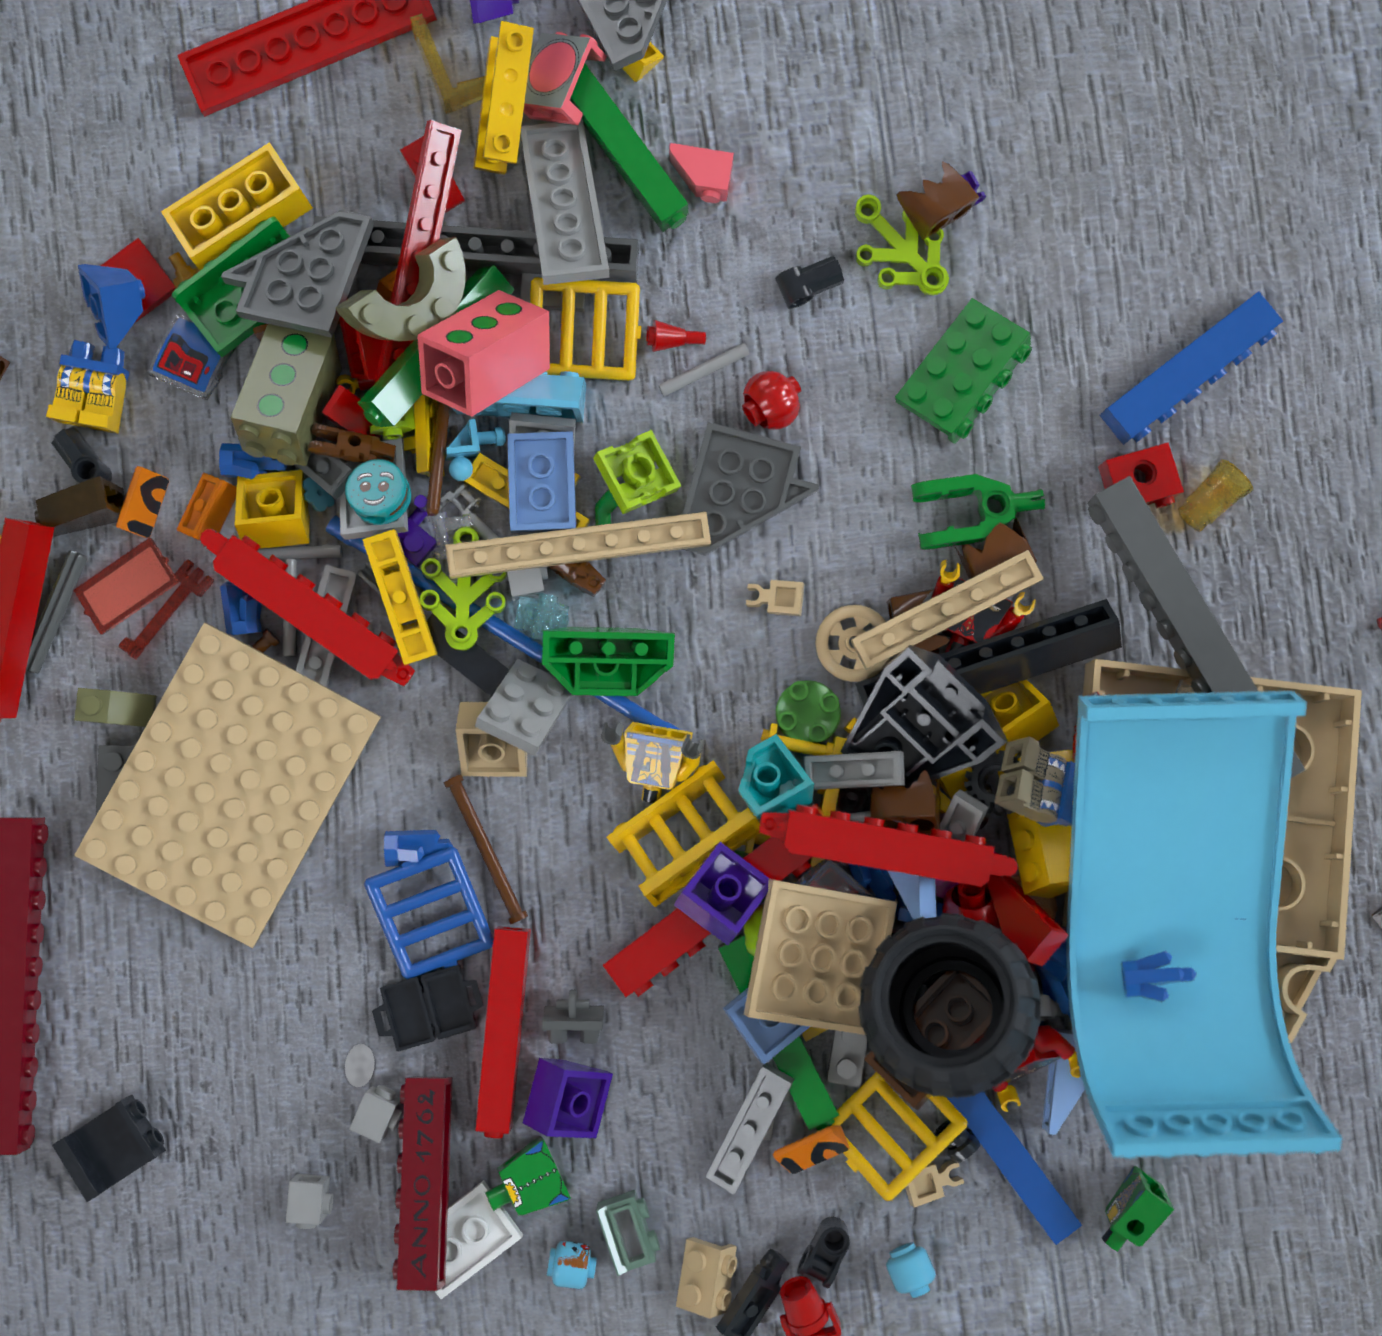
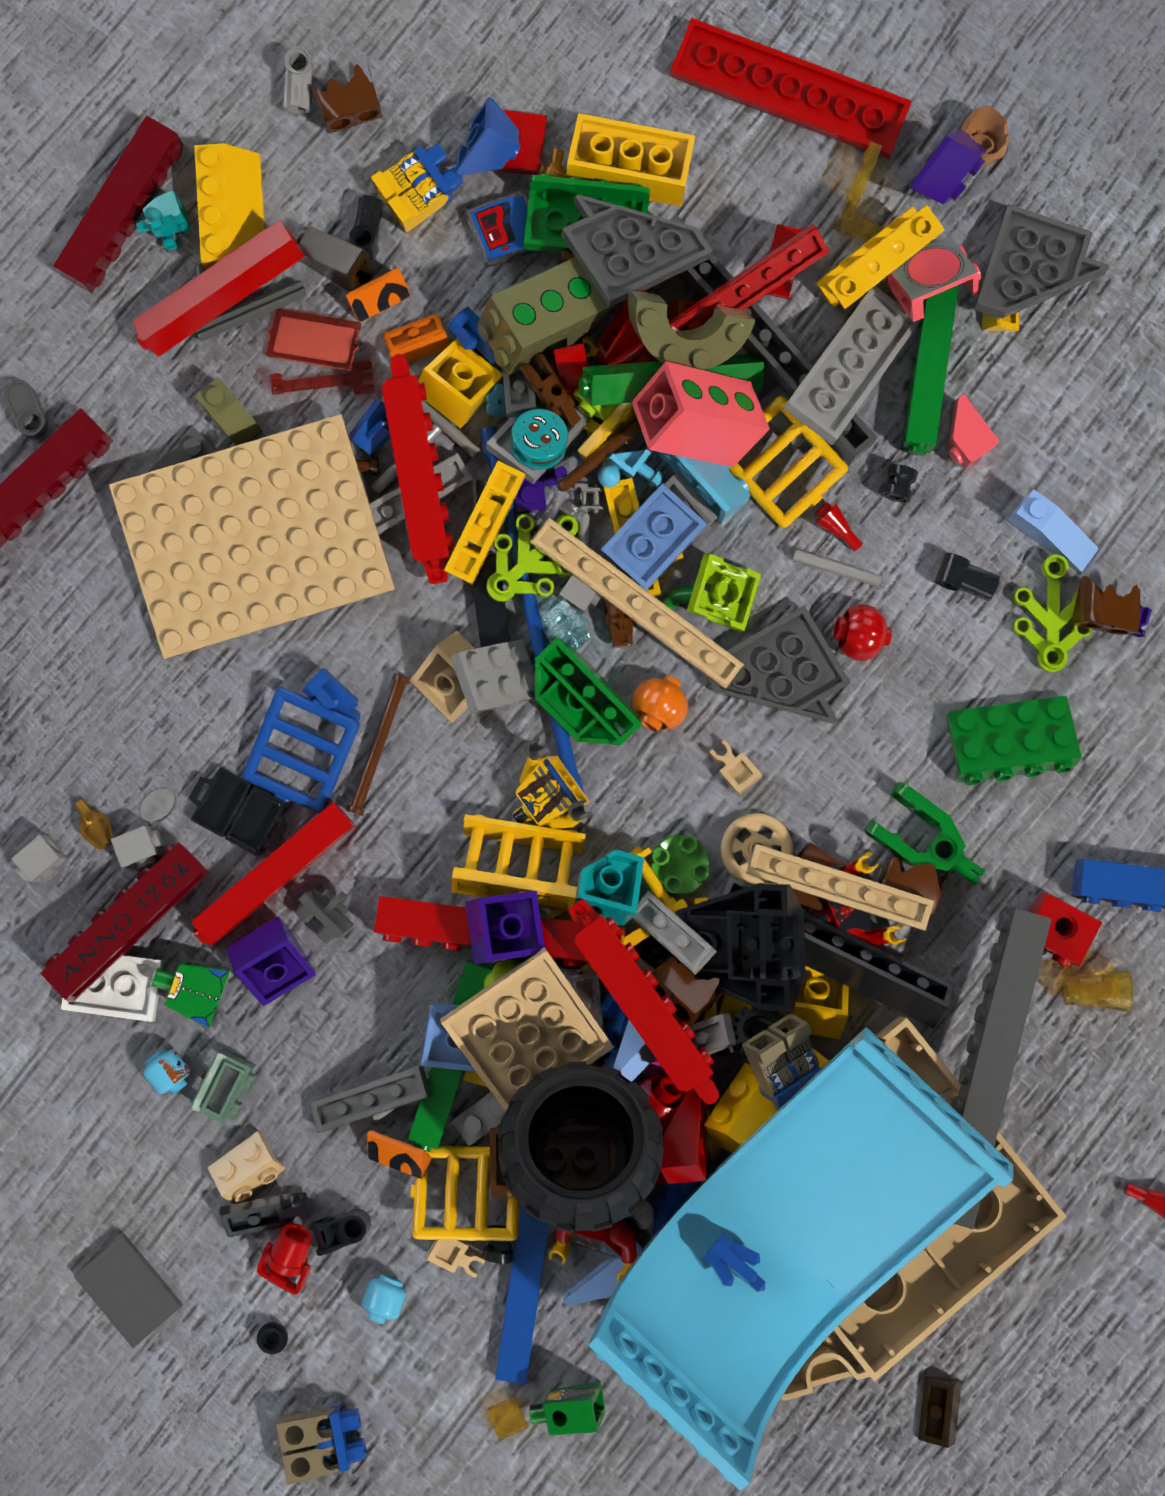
camera: 40 degrees right, 0 degrees up
(327, 1131) = (94, 826): none -> pearl gold piece
(671, 604) = (660, 703): none -> orange plant
(688, 259) = (899, 483): none -> black wheel
(838, 182) = (1053, 530): none -> light blue slope
(1093, 1265) = (507, 1418): none -> clear yellow tile

